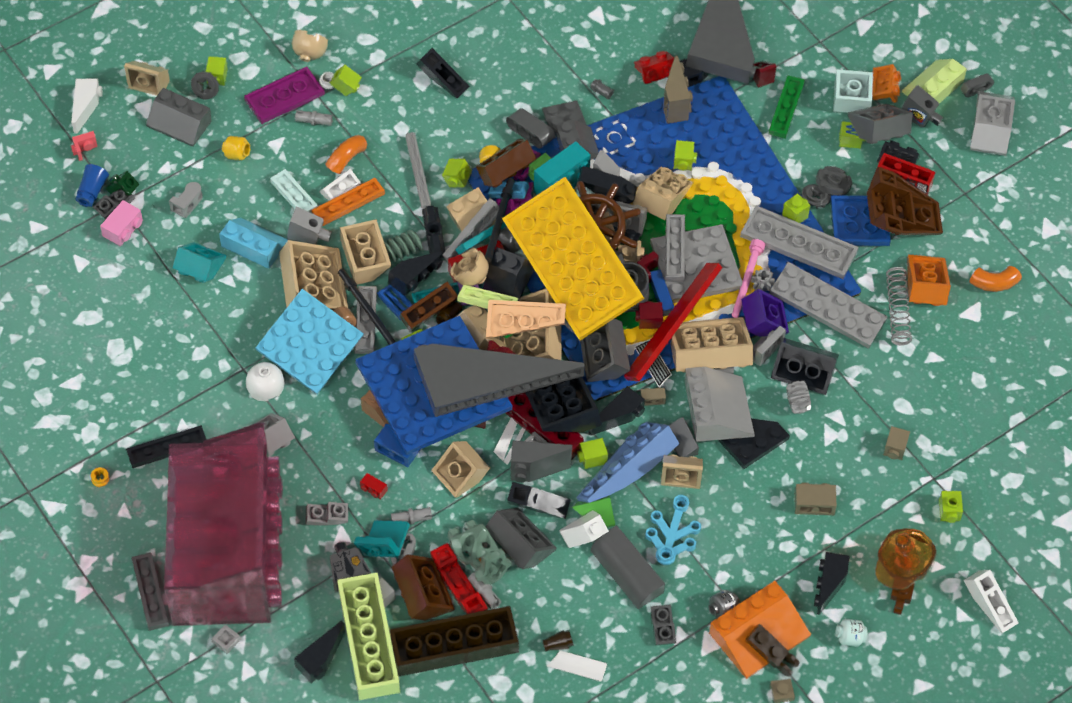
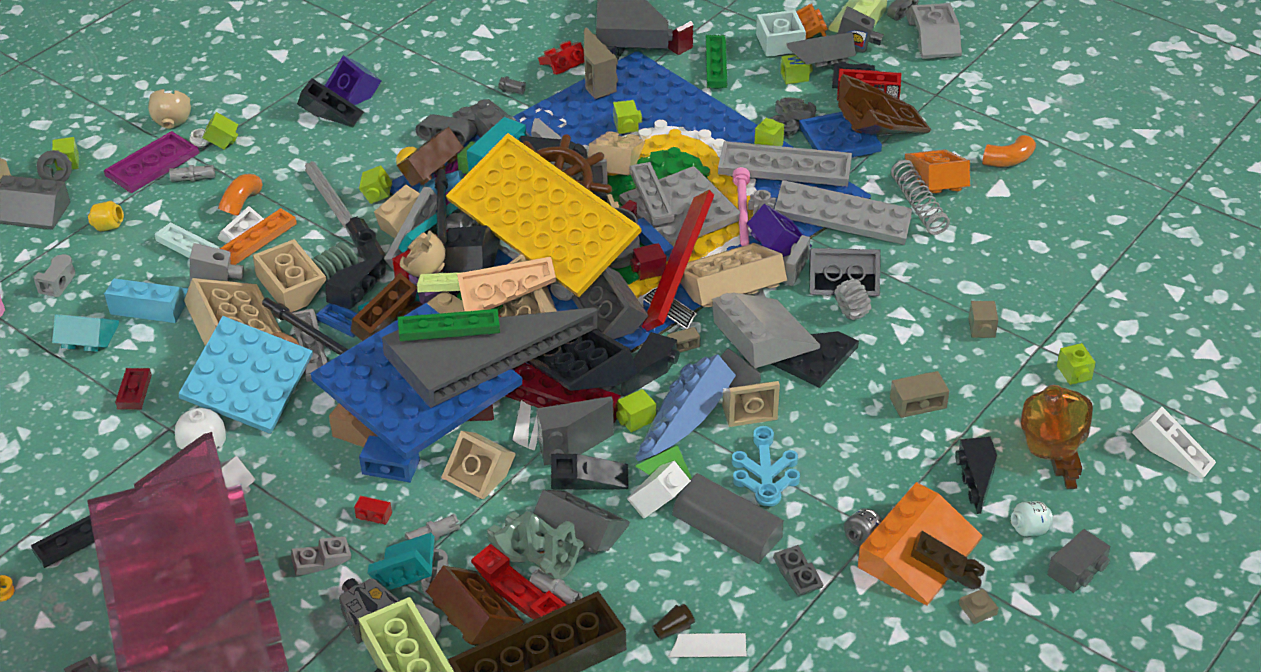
camera: 15 degrees left, 15 degrees down
(224, 326) = (133, 388): none -> dark red plate
(465, 353) = (448, 324): none -> green plate
(467, 51) = (352, 81): none -> dark purple slope
(870, 677) = (1079, 561): none -> dark grey brick

